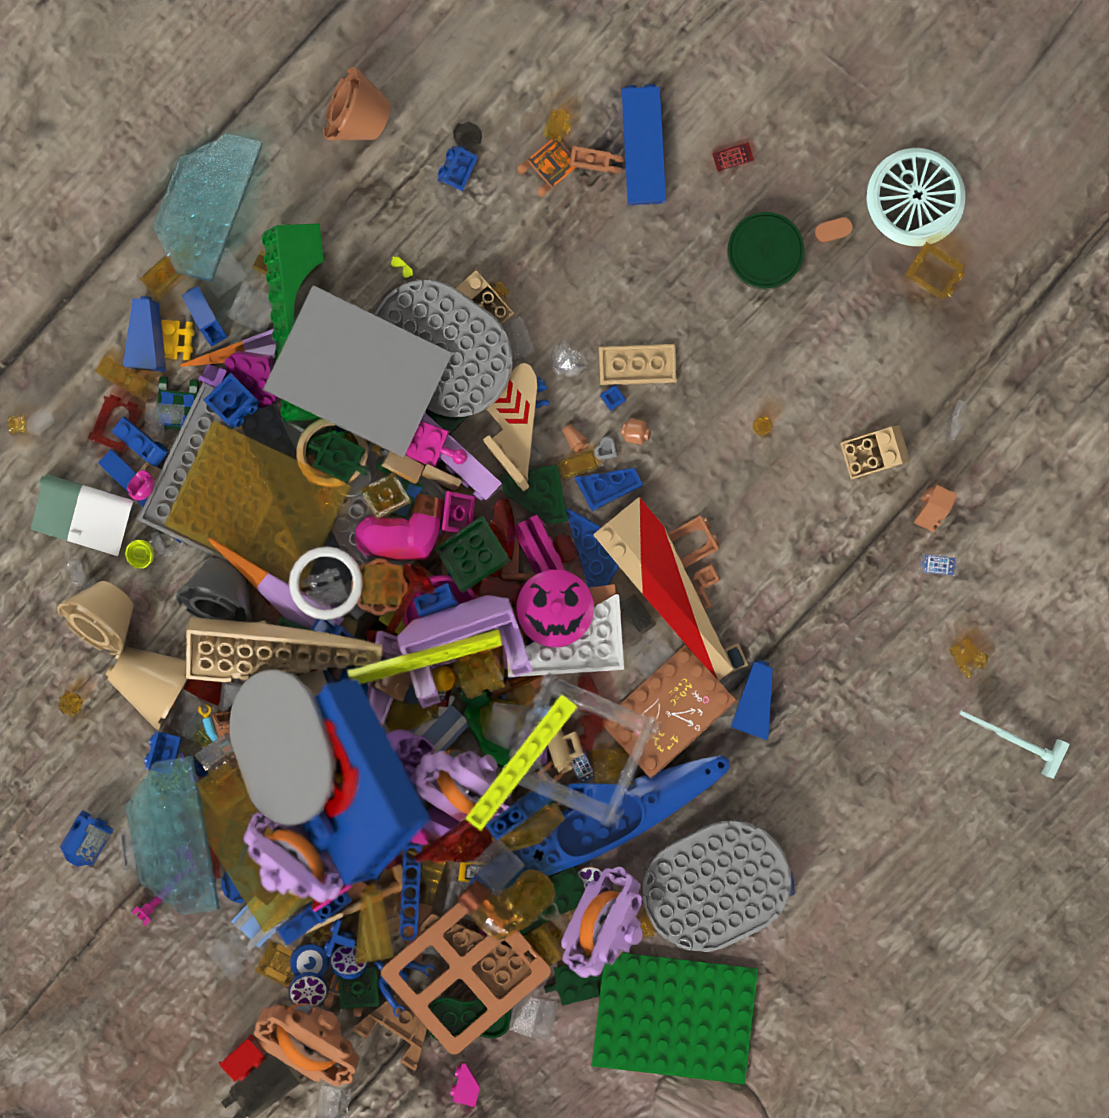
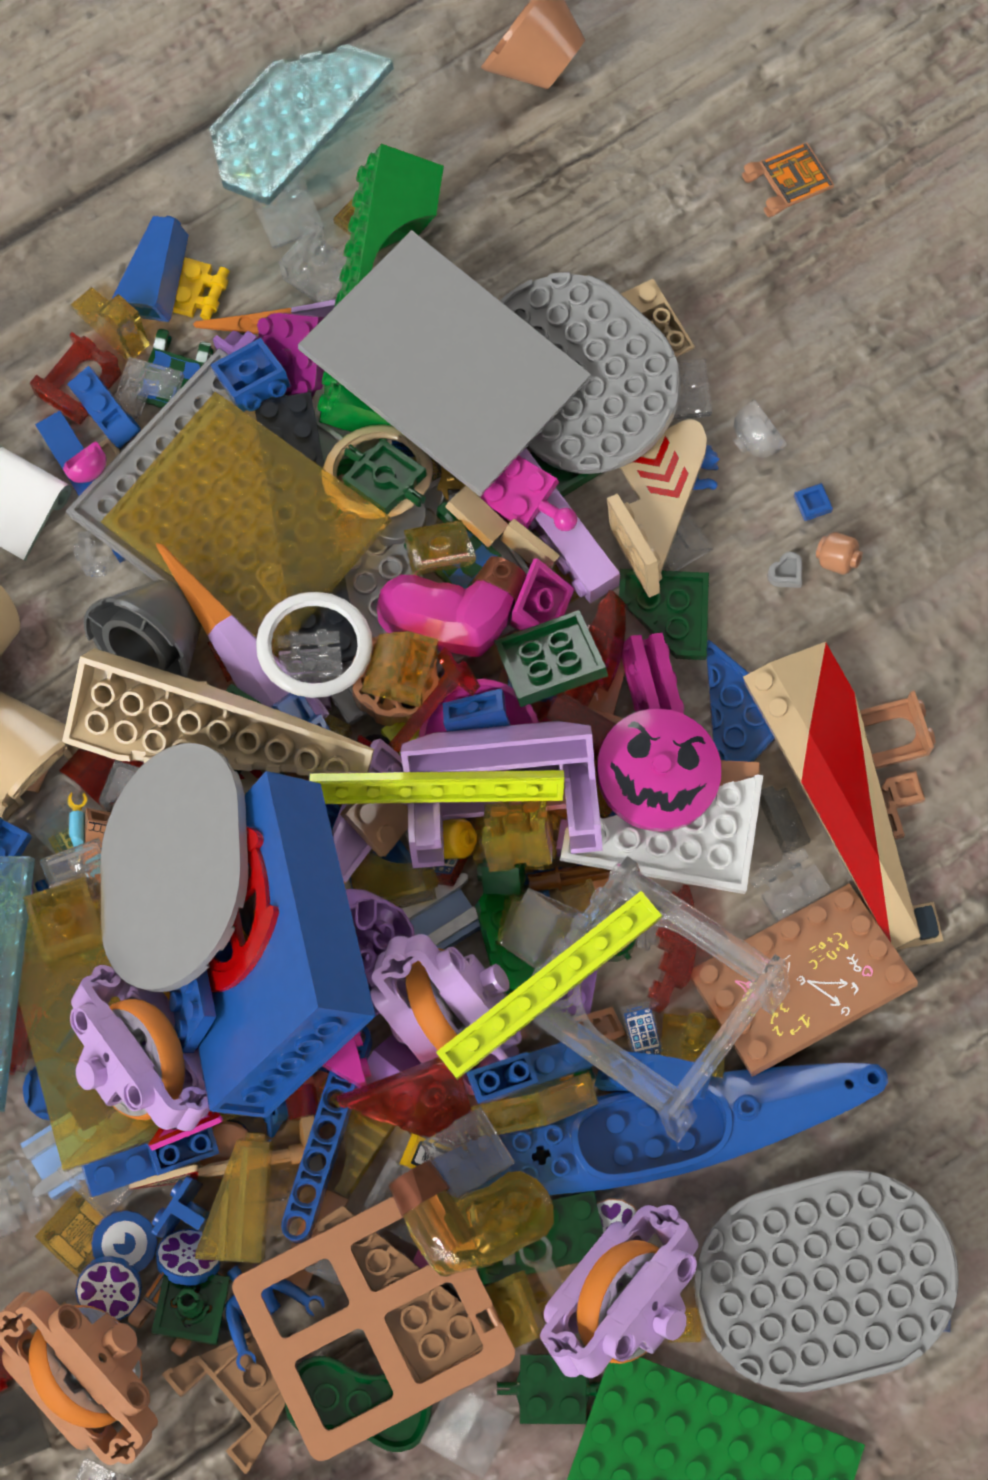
camera: 20 degrees right, 15 degrees down
(139, 554) = (54, 560): neon yellow hair -> none
(162, 278) = (207, 207): clear yellow slope -> none
(204, 316) = (247, 264): blue slope -> none
(322, 929) = (145, 1204): clear yellow gear -> none
(398, 262) = (541, 256): neon yellow piece -> none
(457, 167) = (658, 151): blue bracket -> none
(467, 135) = (681, 114): clear smoke hair -> none
(501, 289) = (684, 317): clear yellow plate -> none
(557, 125) = (813, 125): clear yellow brick -> none
(560, 751) = (615, 998): tan piece -> none
(565, 548) = (694, 695): clear red brick -> none
(575, 438) = (745, 546): nougat cone -> none
(577, 464) = (739, 582): clear yellow tile -> none
(594, 160) = (859, 181): nougat hinge -> none
(608, 487) = (778, 625): blue wing -> none
(637, 364) = (860, 464): tan tile -> none
(643, 145) = (931, 177): blue brick -> none
(754, 704) = (943, 1002): blue slope -> none

